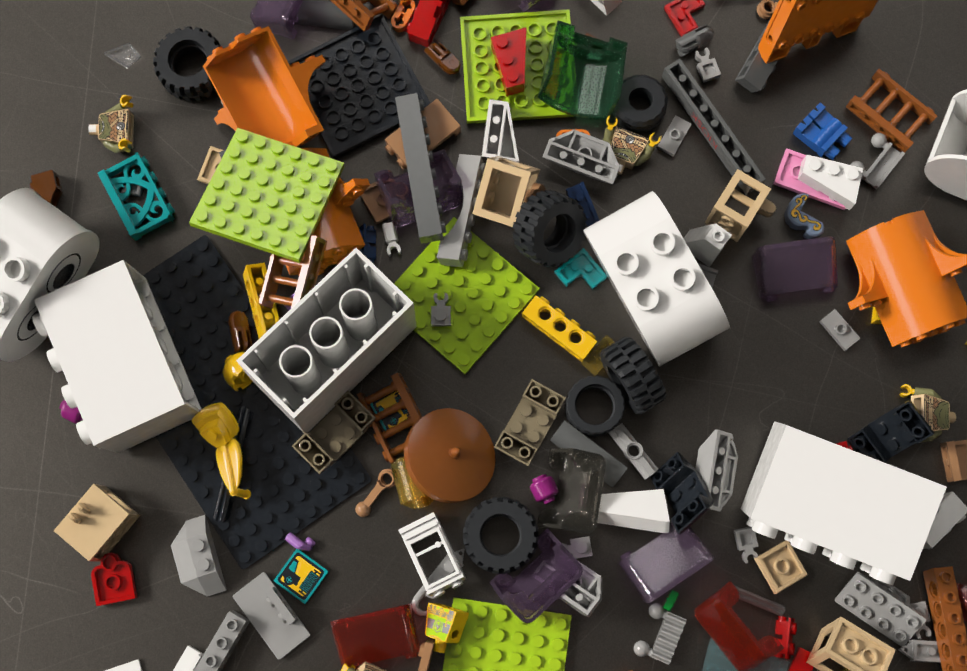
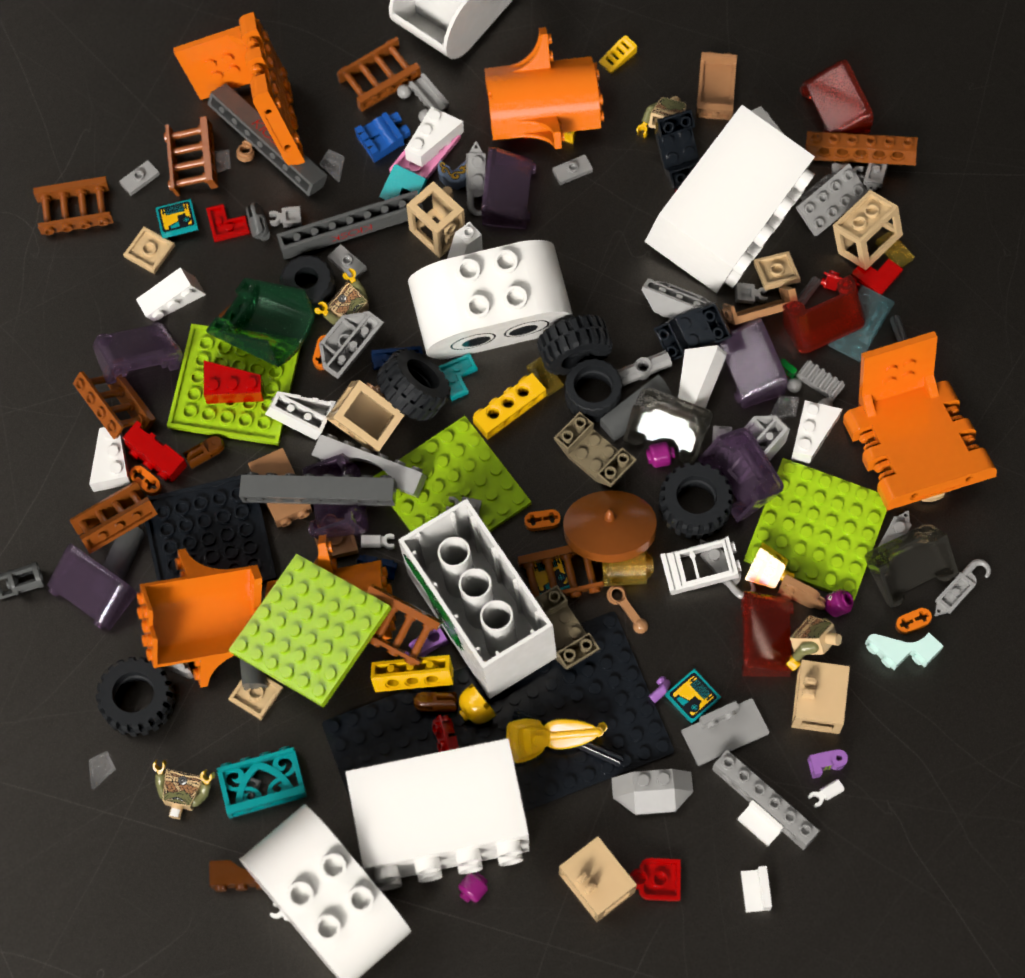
camera: 80 degrees left, 10 degrees down
(202, 352) = (442, 727): none -> red hinge
(444, 391) = (544, 524): none -> orange beam
(611, 641) = (813, 429): none -> white wedge
(625, 605) = (785, 407): none -> clear piece
(728, 559) = (787, 295): none -> medium nougat panel
(775, 161) = (402, 179): none -> teal tile
(777, 94) = (333, 164): none -> clear piece
(807, 230) = (475, 176): none -> light grey plate

